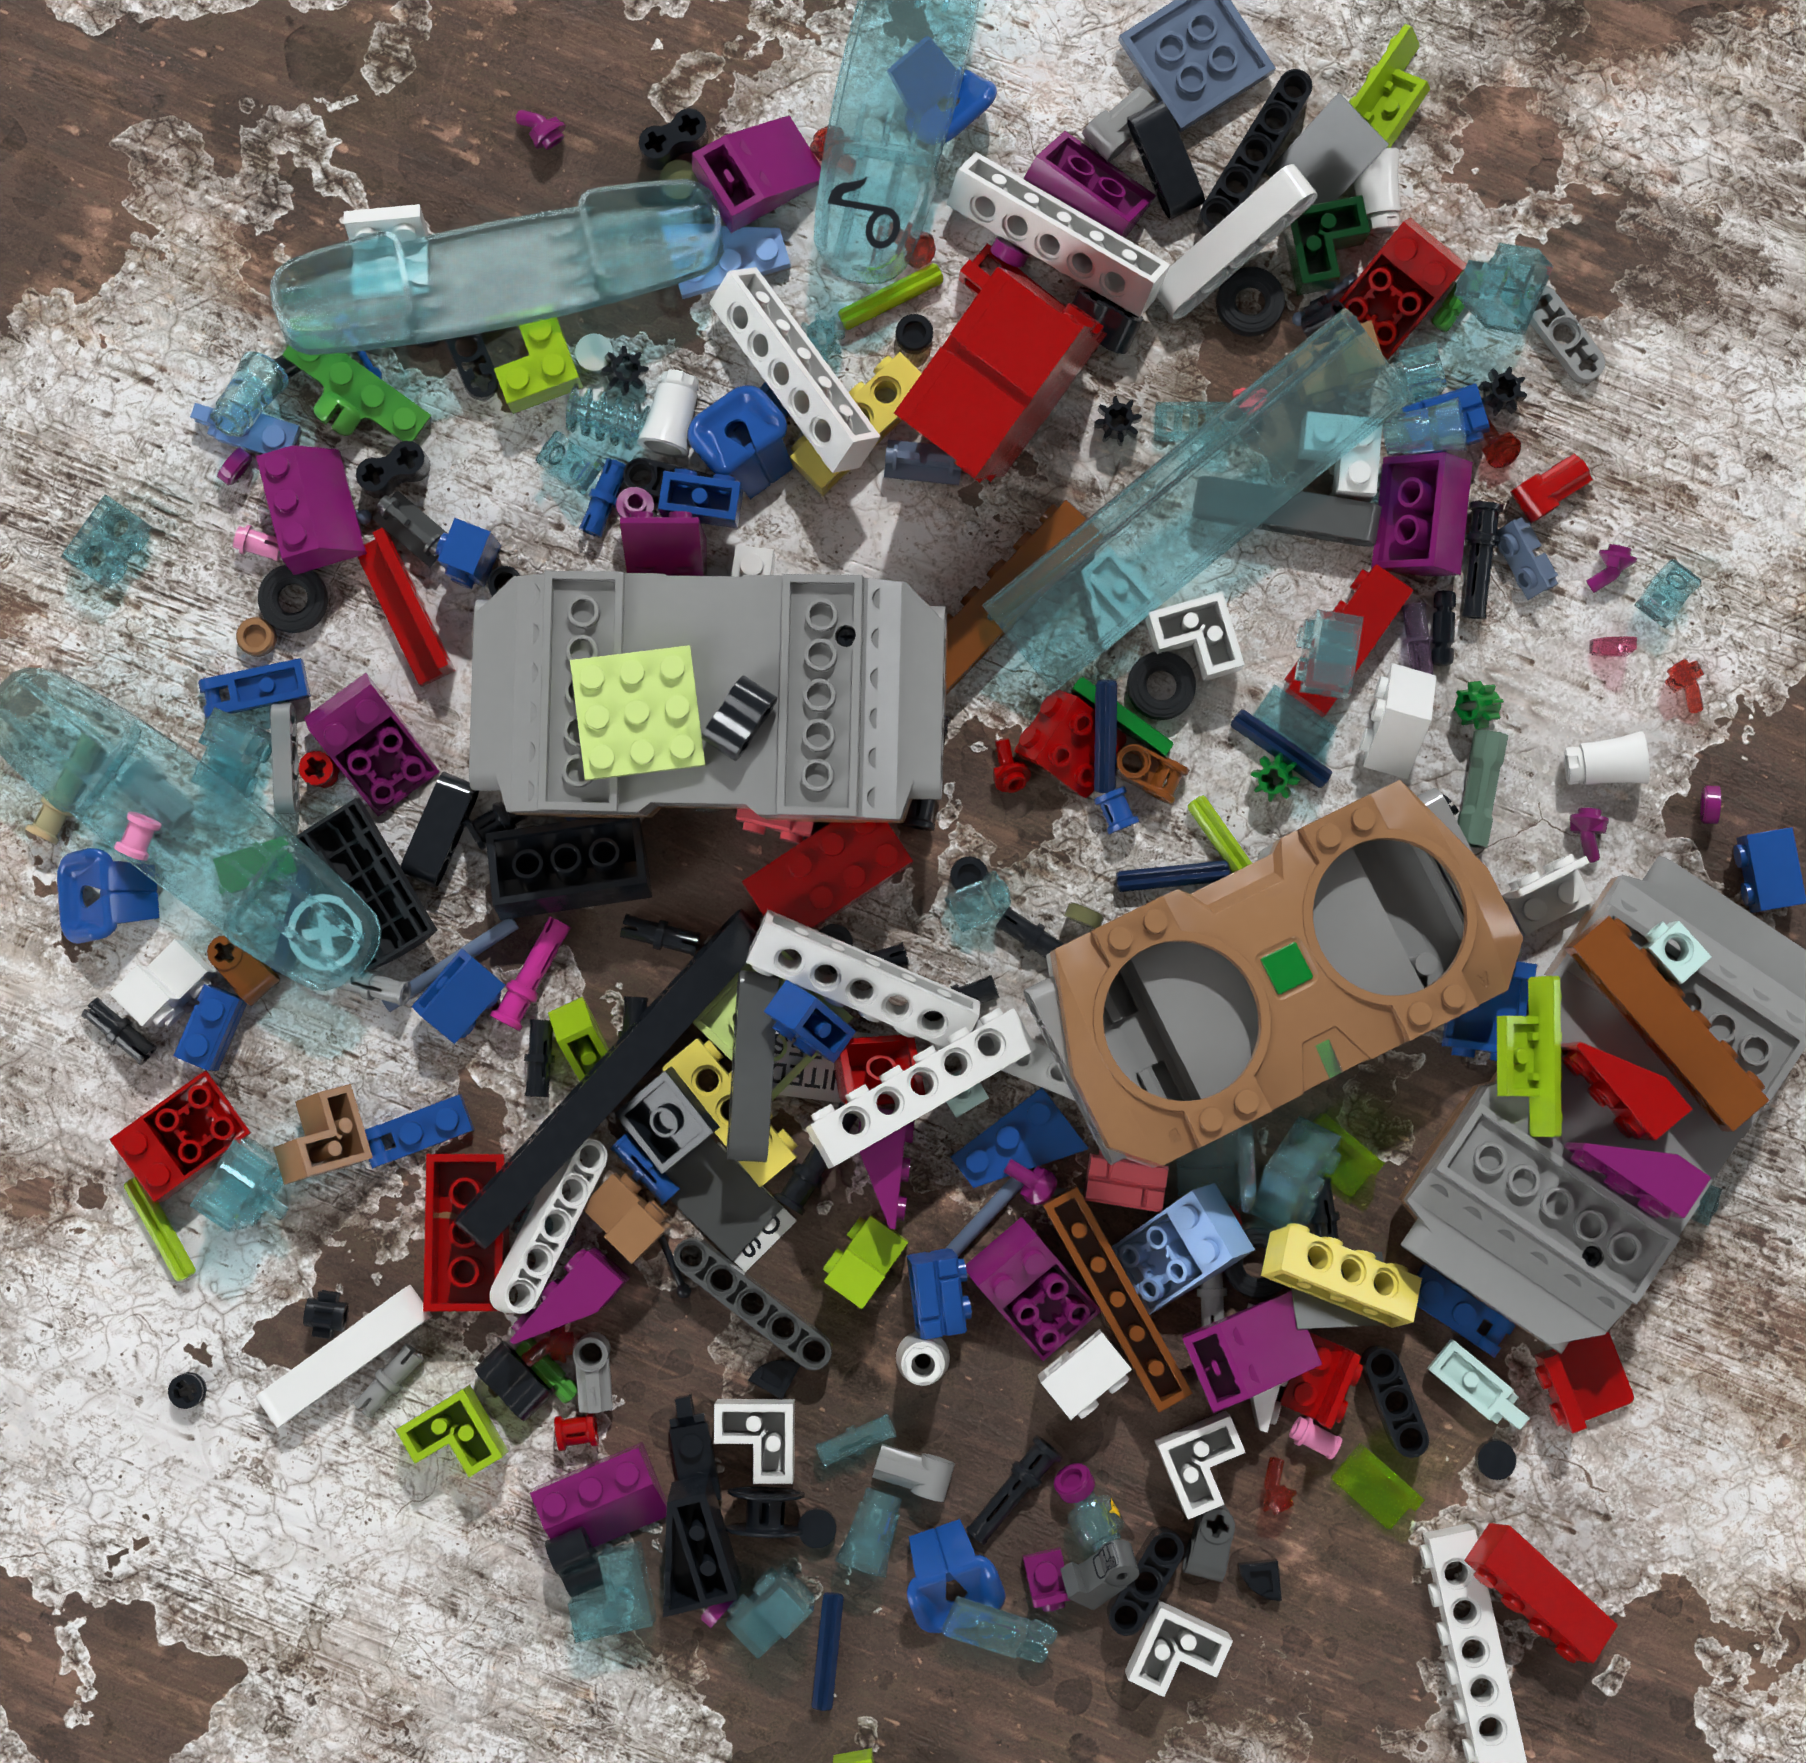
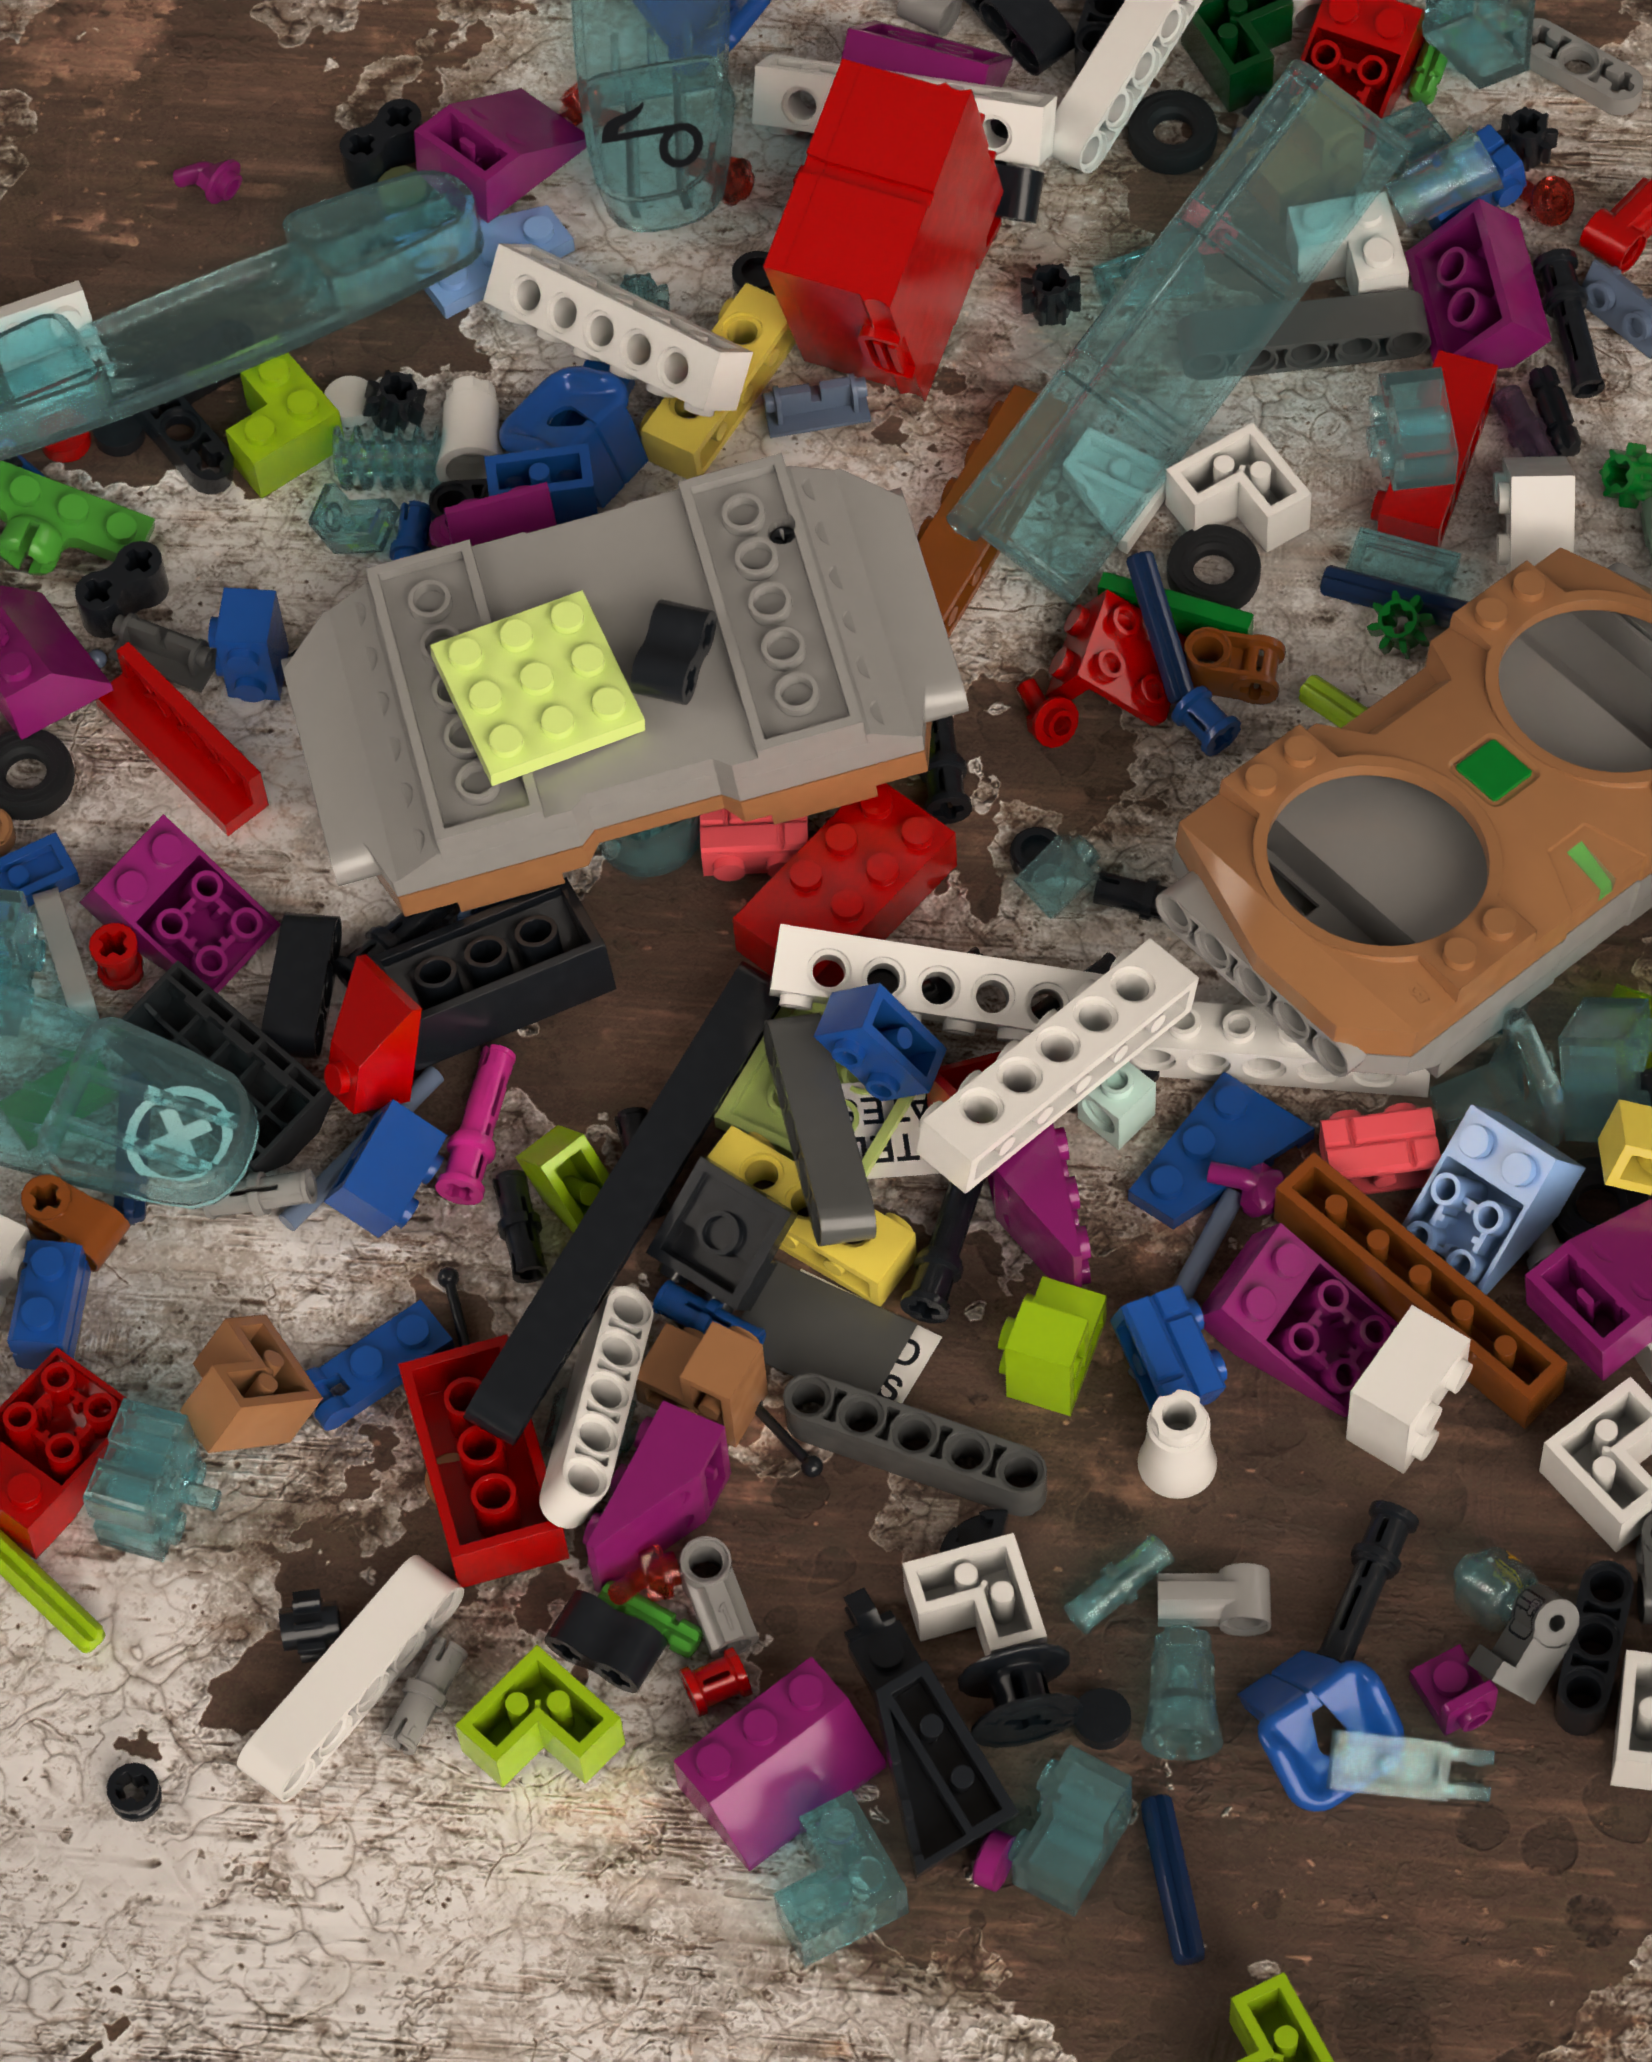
camera: 15 degrees left, 25 degrees down
(469, 908) = (373, 1041): none -> red slope
(481, 1144) = (448, 1278): none -> black hinge
(575, 1561) = (767, 1842): black axle -> none
(660, 935) = (640, 1032): black pin -> none
(890, 296) = (714, 241): lime axle -> none
(1074, 1483) = (1446, 1549): magenta tile -> none

